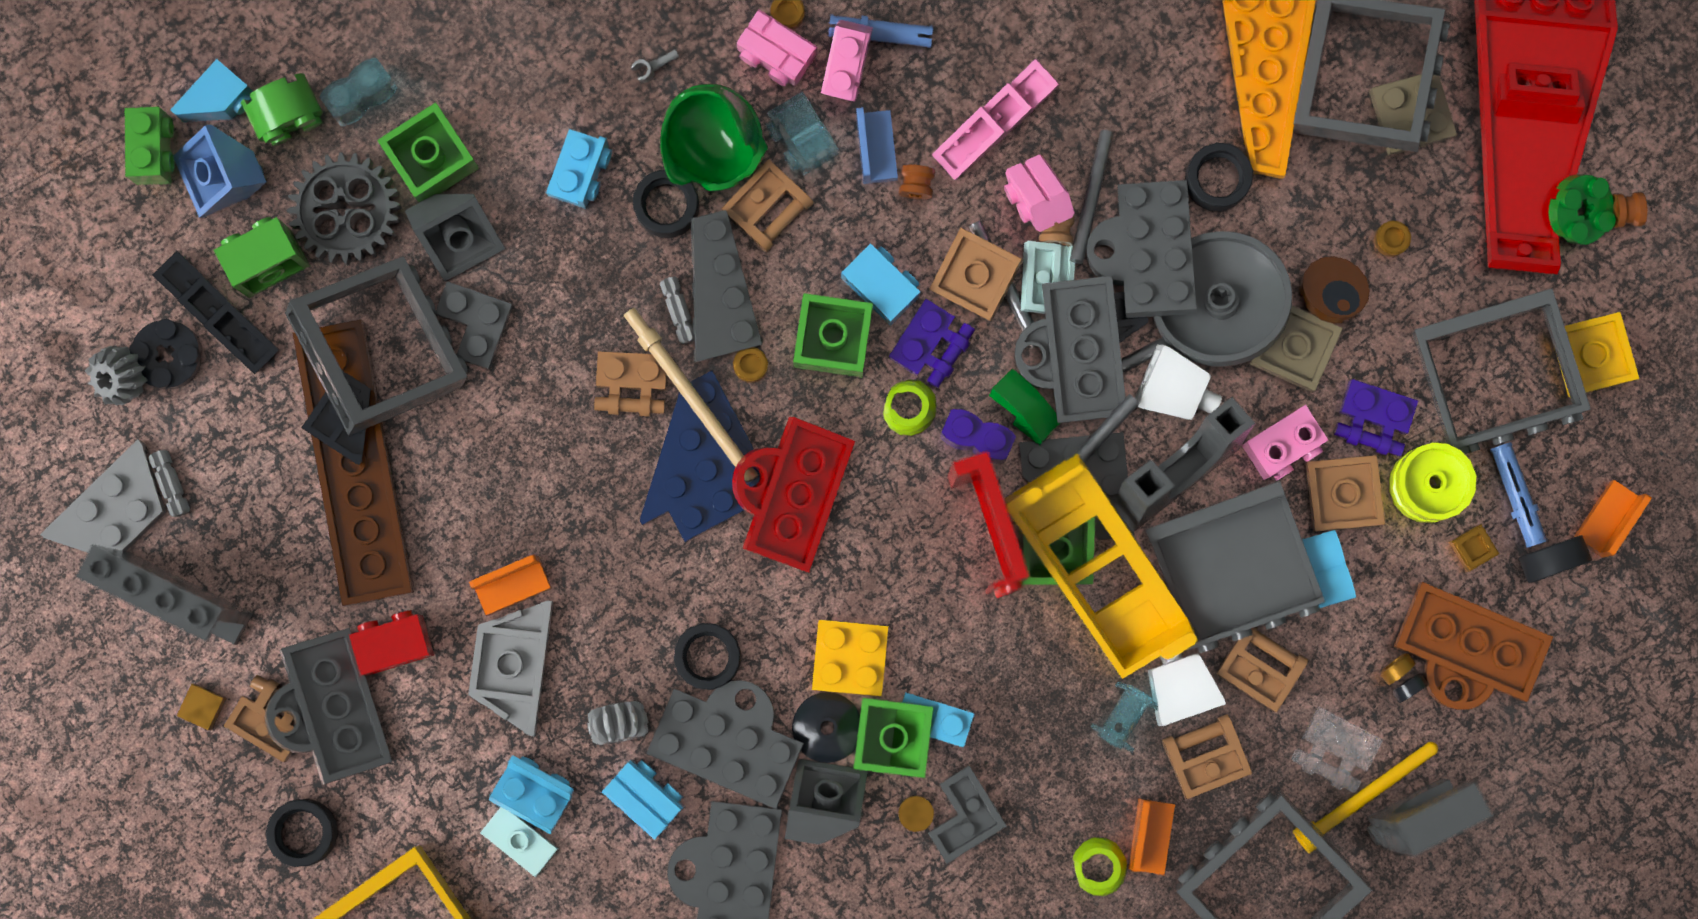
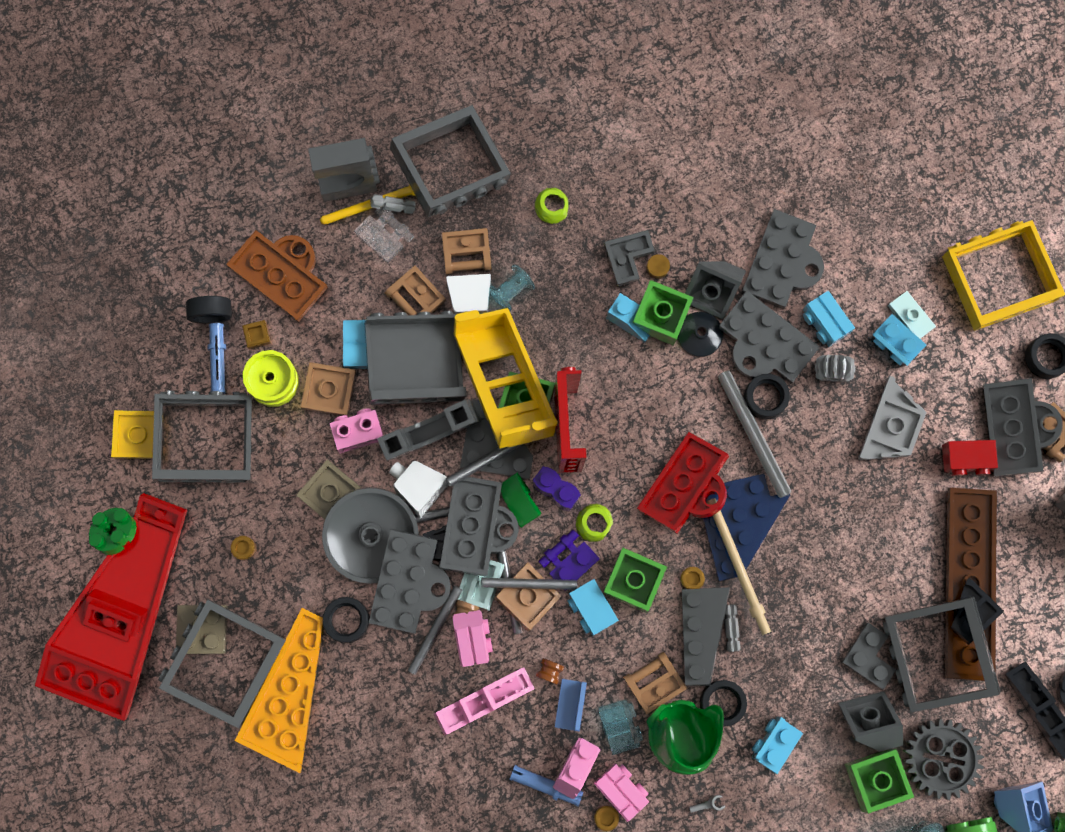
camera: 170 degrees left, 5 degrees down
(261, 256) = (1008, 737): bright green brick -> none
(511, 584) = (882, 476): orange panel -> none
(629, 371) = (775, 595): medium nougat plate -> none
(713, 595) = (754, 434): none -> light grey axle
(850, 658) = (675, 372): yellow plate -> none
(980, 289) = (528, 583): none -> flat silver bar
(1151, 836) = (515, 213): orange panel -> none
(1334, 289) = (293, 522): reddish brown tile -> none
(1338, 798) = (392, 204): none -> light grey axle
(1379, 408) = (288, 439): dark purple plate -> none
(1397, 668) = (330, 271): pearl gold tile -> none
(1410, 688) = (326, 258): black tile -> none
(1612, 519) = (162, 327): orange panel -> none
(1630, 209) = (80, 522): dark orange wheel -> none

